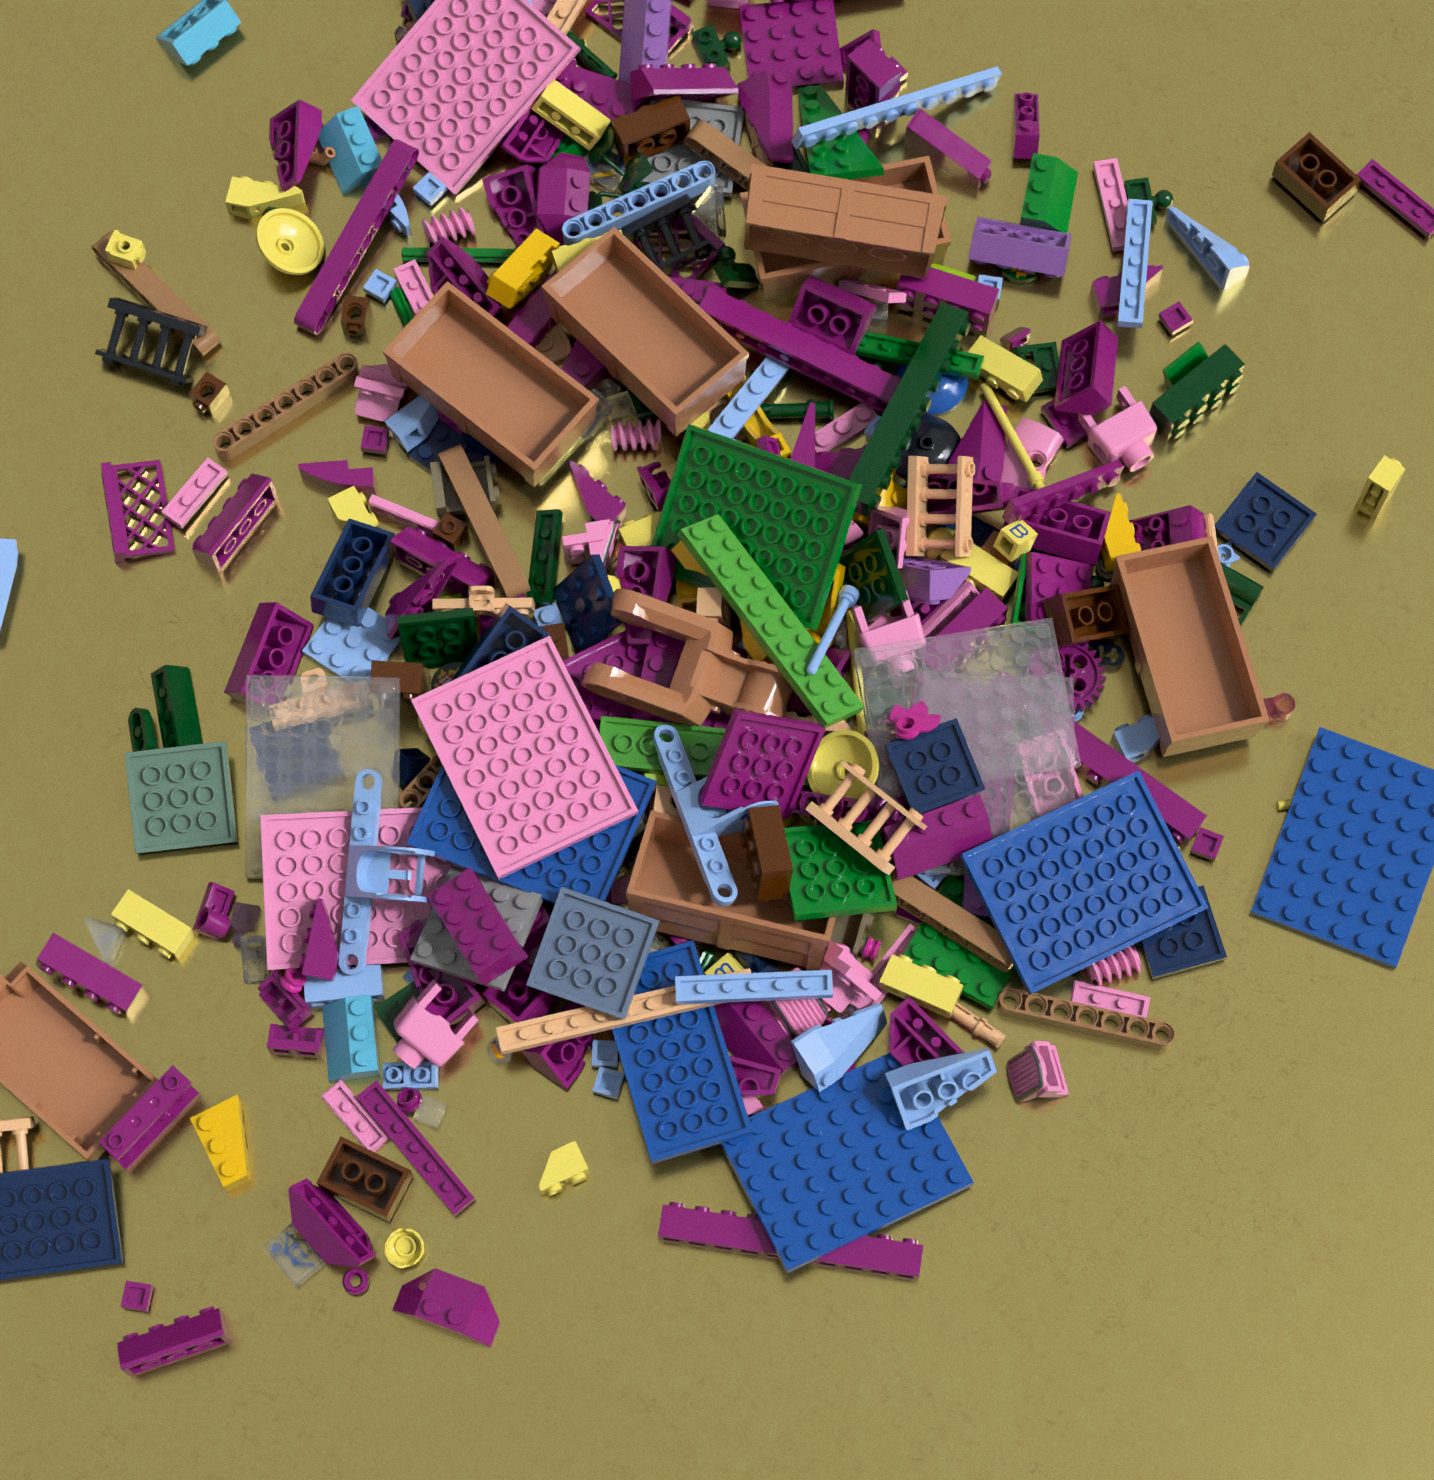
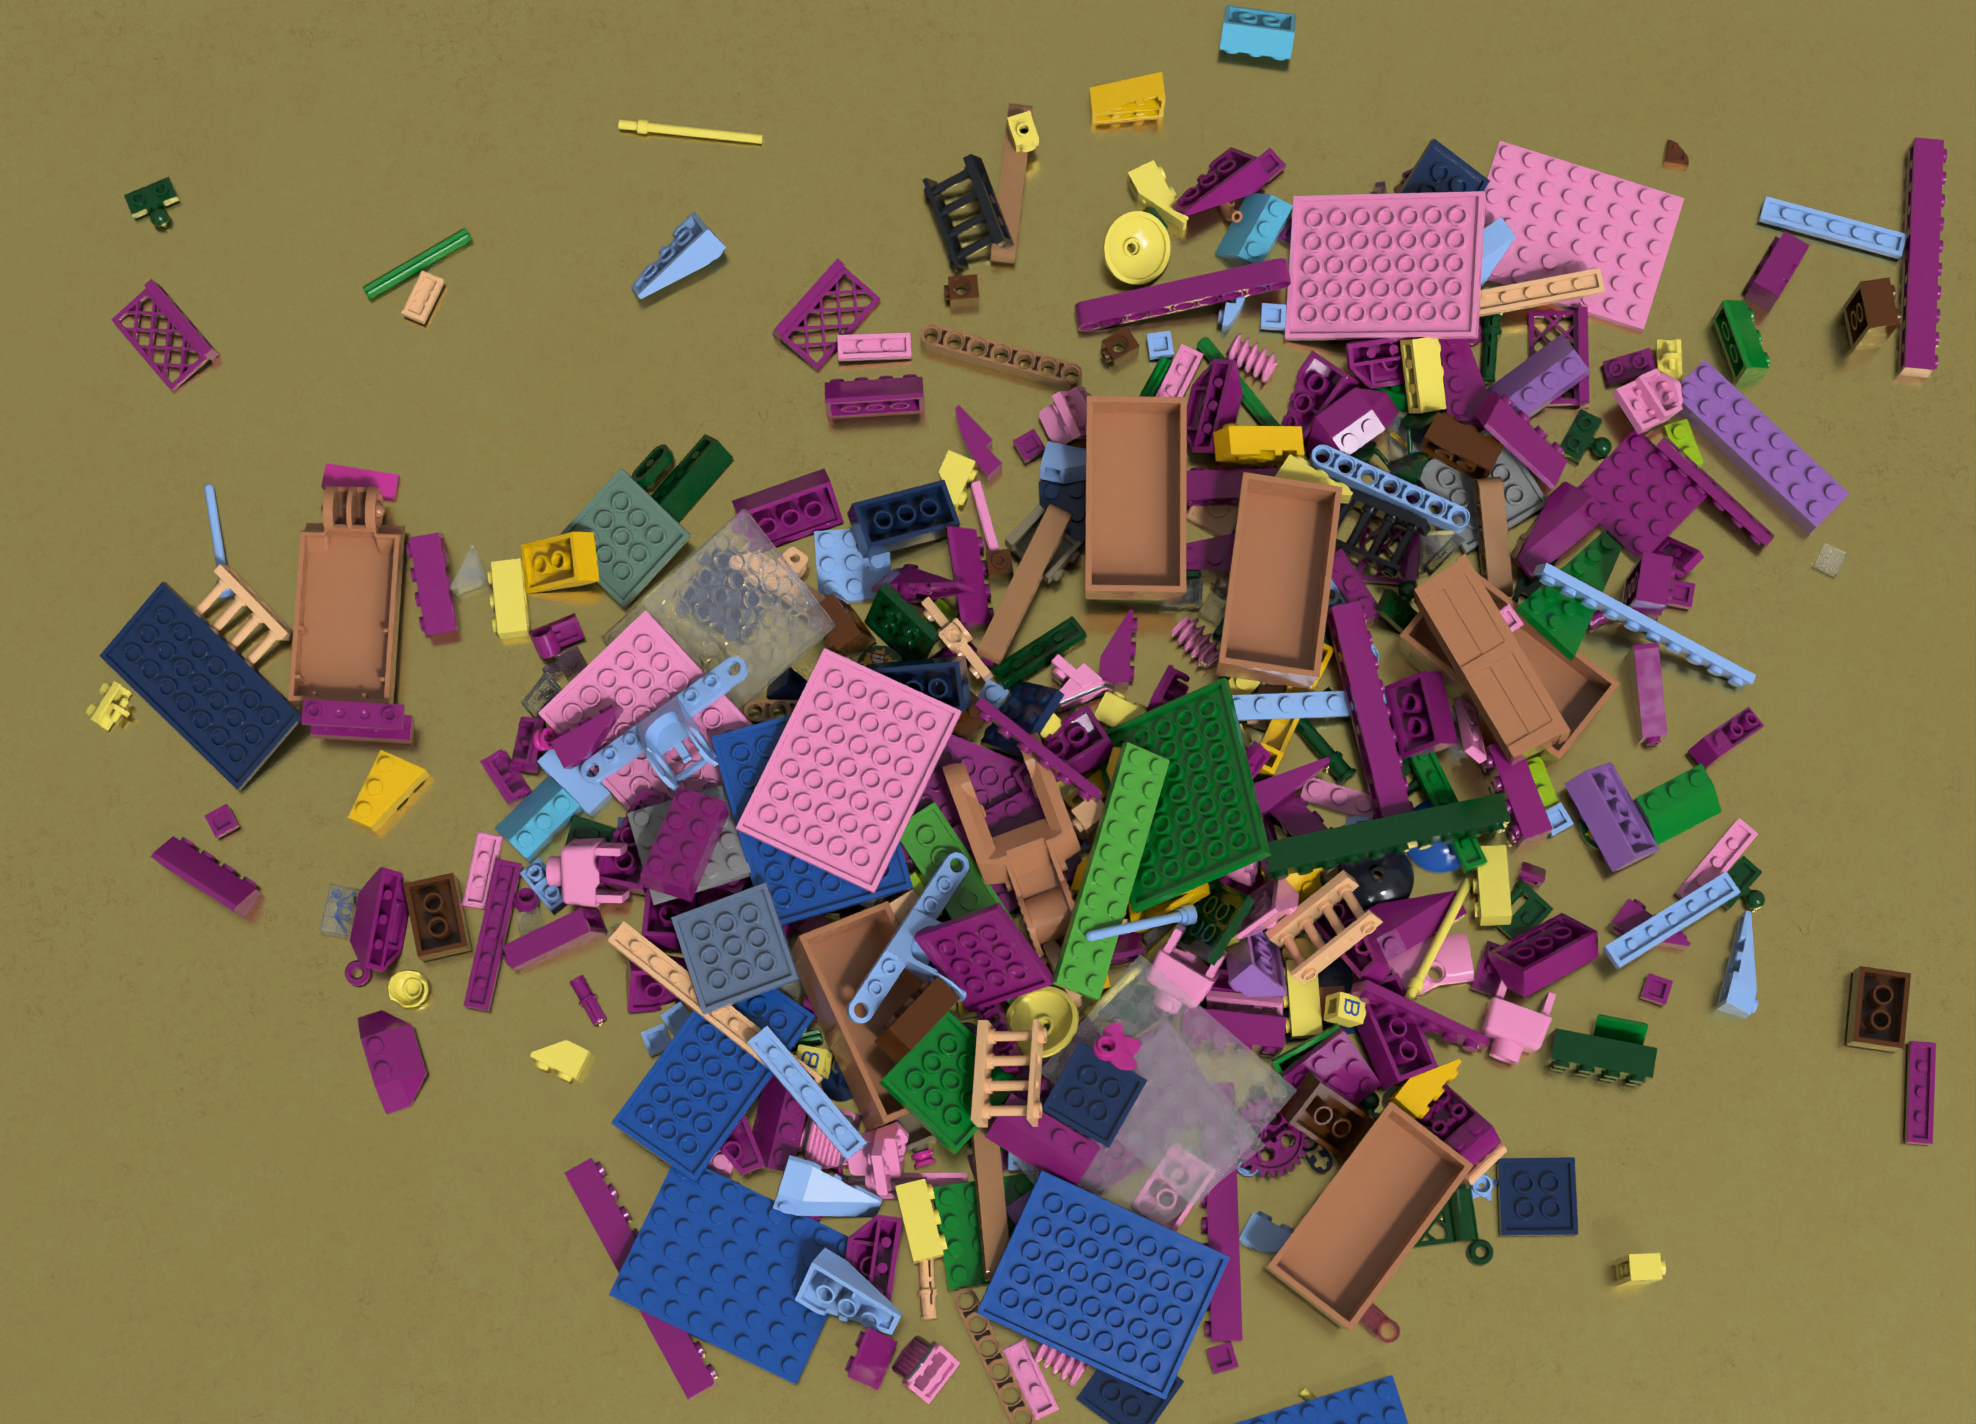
camera: 50 degrees right, 5 degrees up
(158, 860) = (560, 562): none -> yellow slope
(167, 158) = (1128, 99): none -> yellow wedge
(310, 96) = (1271, 164): none -> magenta plate
(460, 1101) = (554, 938): none -> magenta slope
(531, 1113) = (587, 1000): none -> magenta axle
(643, 592) = (1046, 758): none -> magenta plate
(999, 1107) = (872, 1358): none -> magenta slope
(1277, 589) = (1488, 1252): none -> dark green plate

